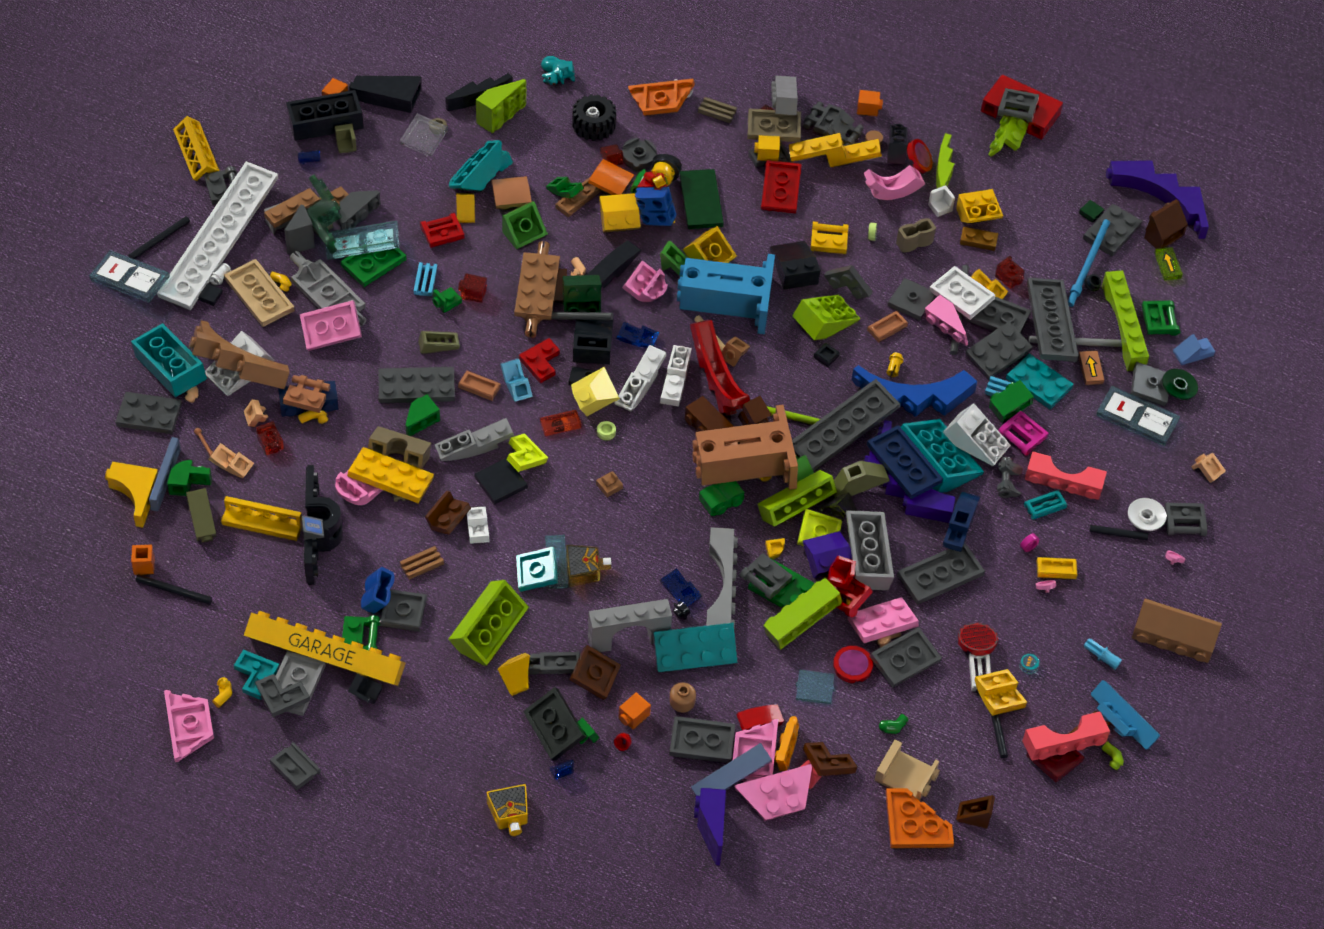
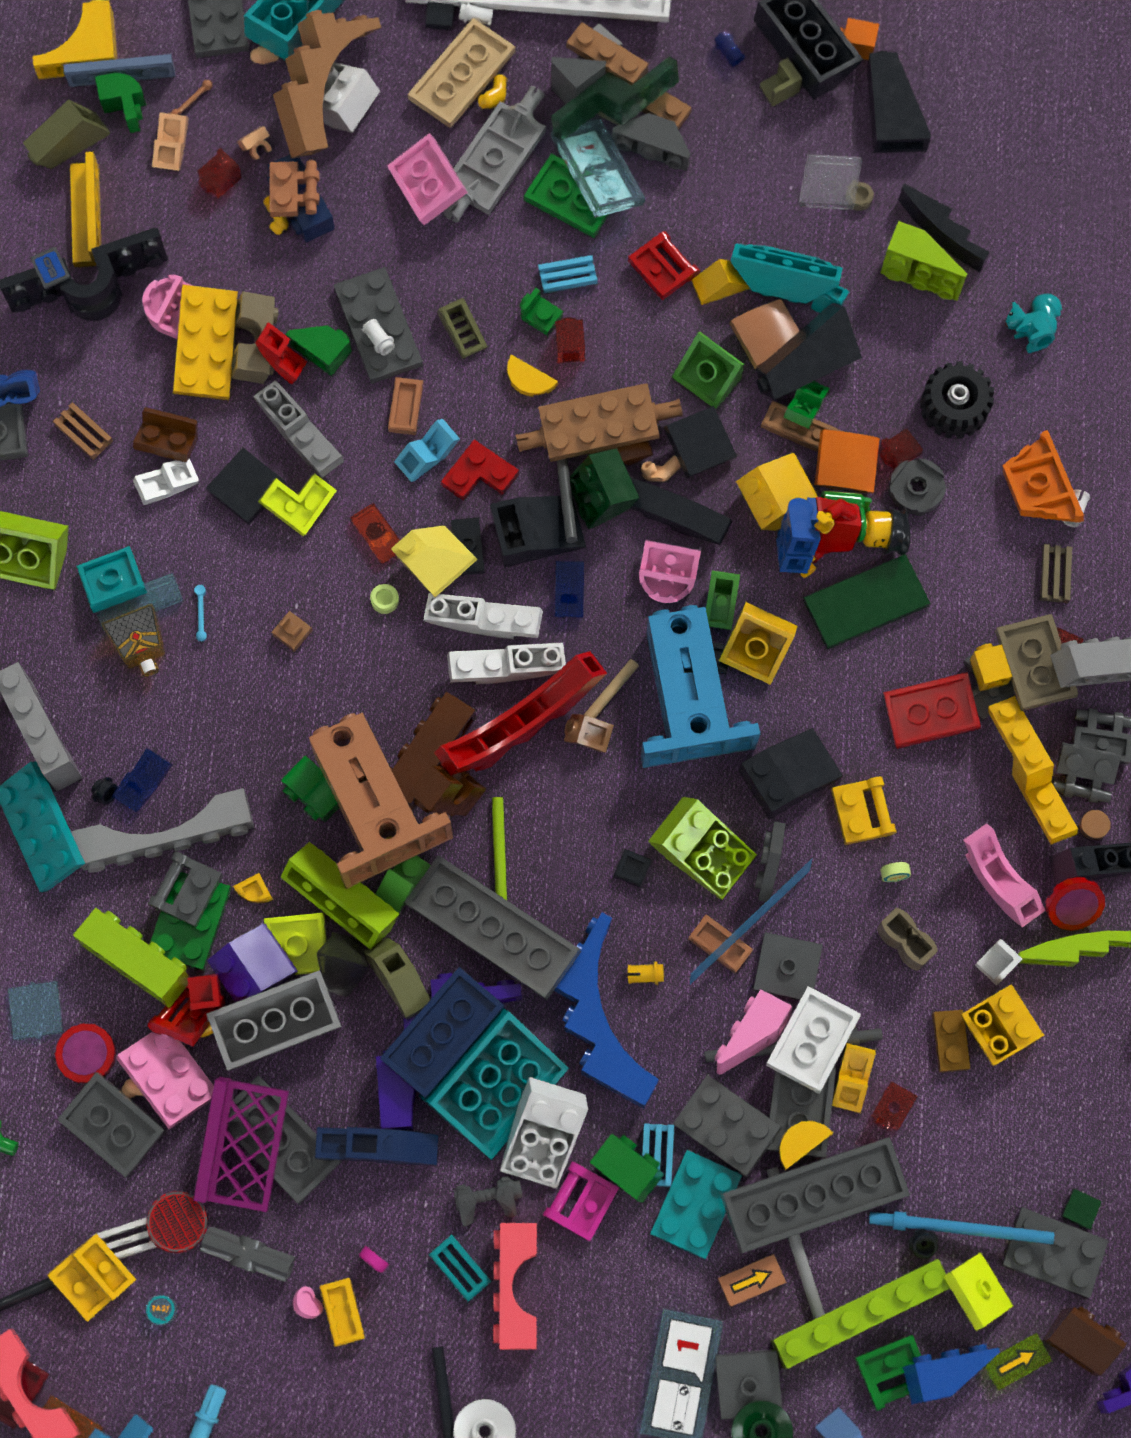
camera: 75 degrees right, 20 degrees up
(420, 433) = (274, 349): none -> red slope
(432, 378) = (382, 342): none -> white pin
(488, 318) = (528, 379): none -> yellow tile
(536, 171) = (812, 353): none -> black slope
(561, 527) = (200, 591): none -> medium azure hinge
(570, 242) = (700, 442): none -> black tile
(884, 304) = (750, 922): none -> dark azure sticker
(936, 601) = (215, 1139): none -> magenta fence
(1008, 606) = (247, 1254): none -> dark grey piece
(1019, 317) = (801, 1140): none -> yellow tile
(1127, 263) = (978, 1291): none -> neon yellow plate
(1170, 289) = (943, 1377): none -> blue slope

